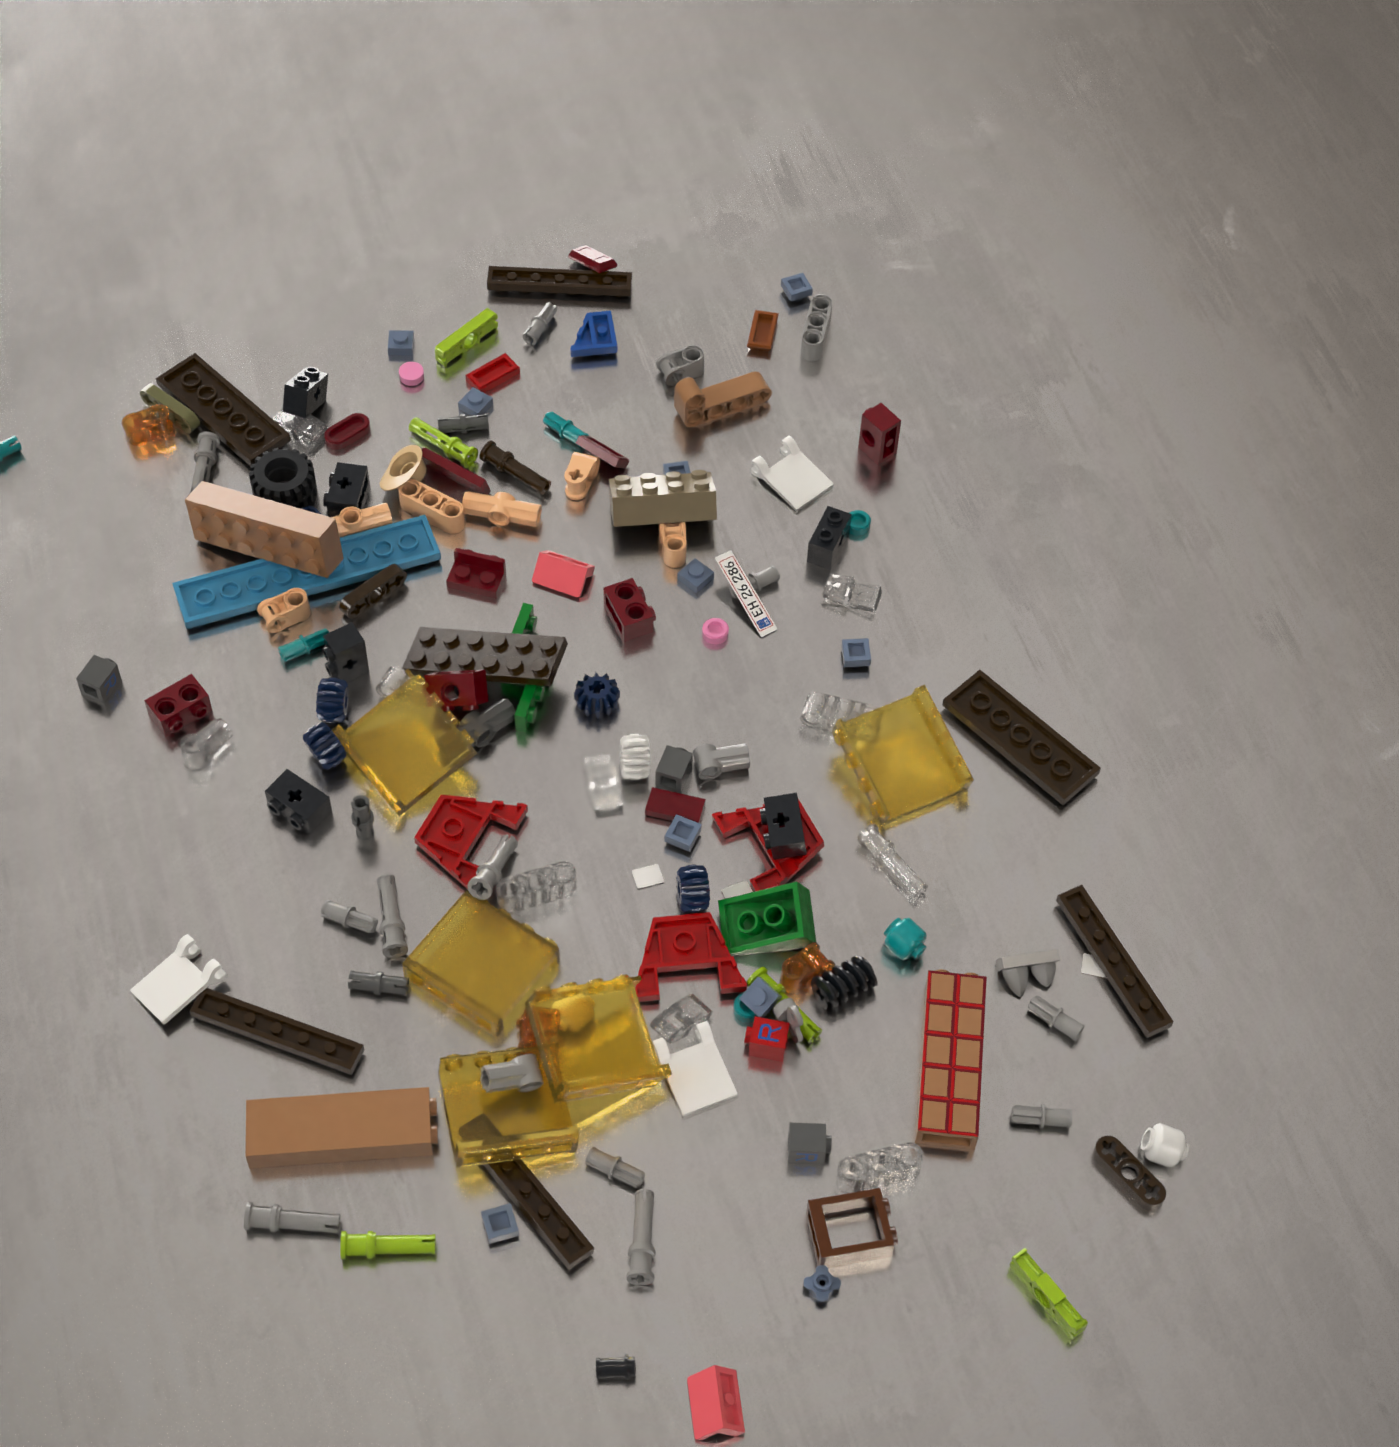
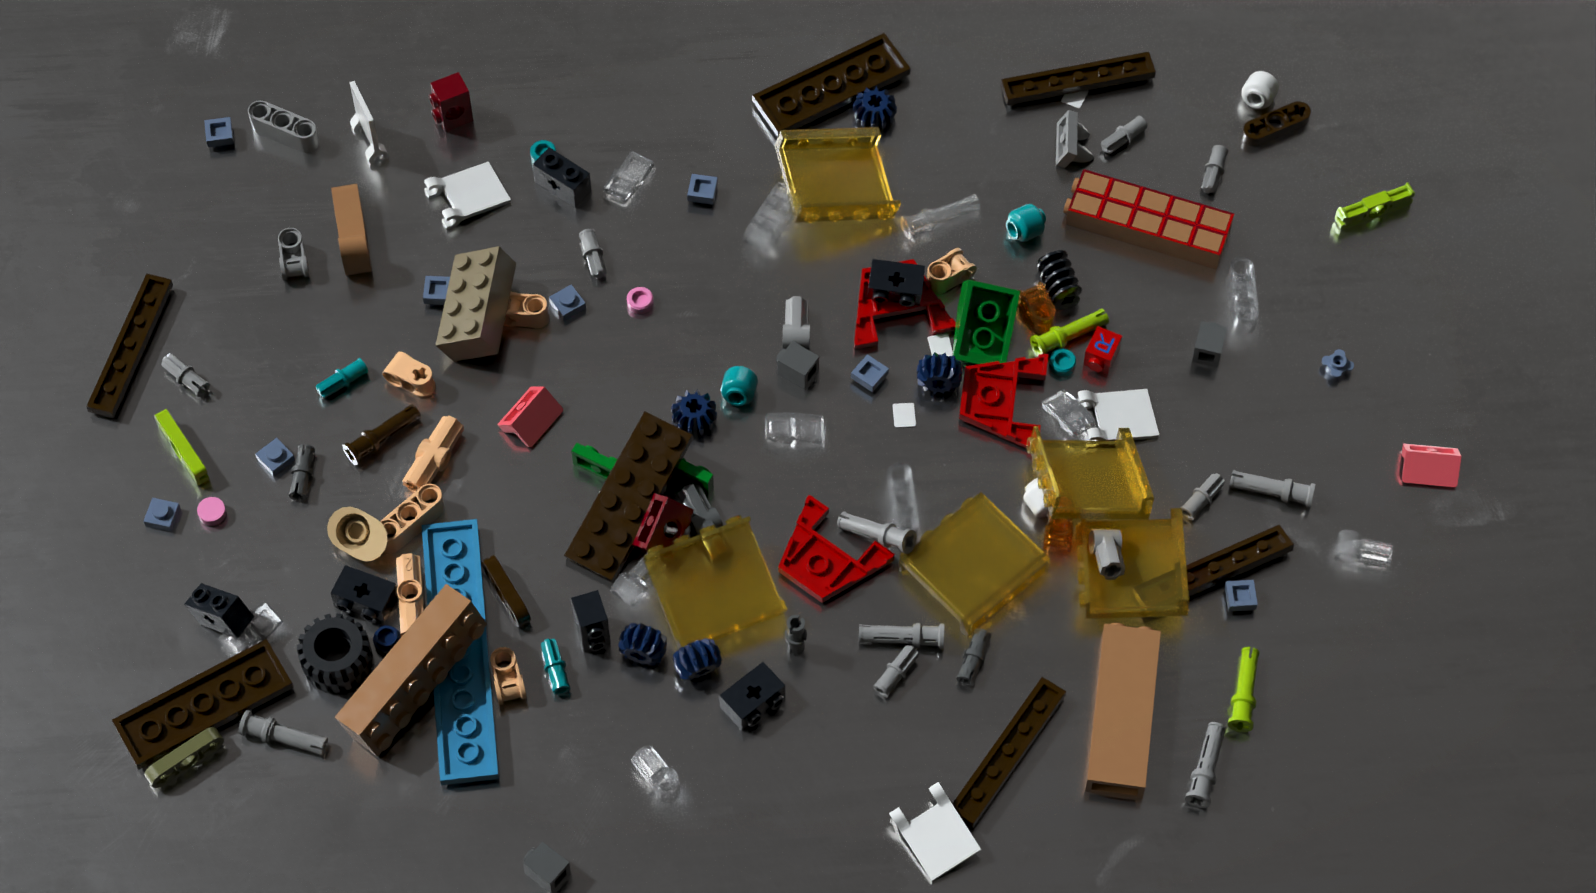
camera: 75 degrees left, 5 degrees up
(145, 426) = (202, 786): clear orange piece -> none
(177, 701) = (600, 794): dark red brick -> none
(347, 431) = (273, 586): dark red tile -> none
(451, 445) = (335, 489): lime pin -> none
(455, 472) = (376, 484): dark red tile -> none
(477, 573) = (509, 493): dark red bracket -> none
(493, 373) = (238, 434): red tile -> none
(582, 1338) = (1355, 549): none -> clear piece
(592, 259) = (112, 307): dark red tile -> none
(595, 336) = (221, 325): blue wing -> none
(602, 451) = (387, 348): tile -> none
(616, 1367) = (1388, 527): black pin -> none
(628, 609) = (599, 372): dark red brick -> none
(634, 757) = (780, 391): white gear -> none
(636, 721) = (739, 385): none -> teal head
(667, 804) = (835, 375): dark red tile -> none
(746, 593) = (608, 261): white sticker -> none
(760, 997) = (1065, 344): sand blue plate -> none
(762, 330) = (266, 175): dark orange tile -> none
(788, 1011) = (1098, 318): light grey piece -> none
(828, 883) = (951, 270): none -> light nougat piece
(829, 371) = (363, 118): none -> white flag
(855, 1253) = (1294, 352): reddish brown window -> none
(1003, 778) = (874, 108): none -> dark blue gear

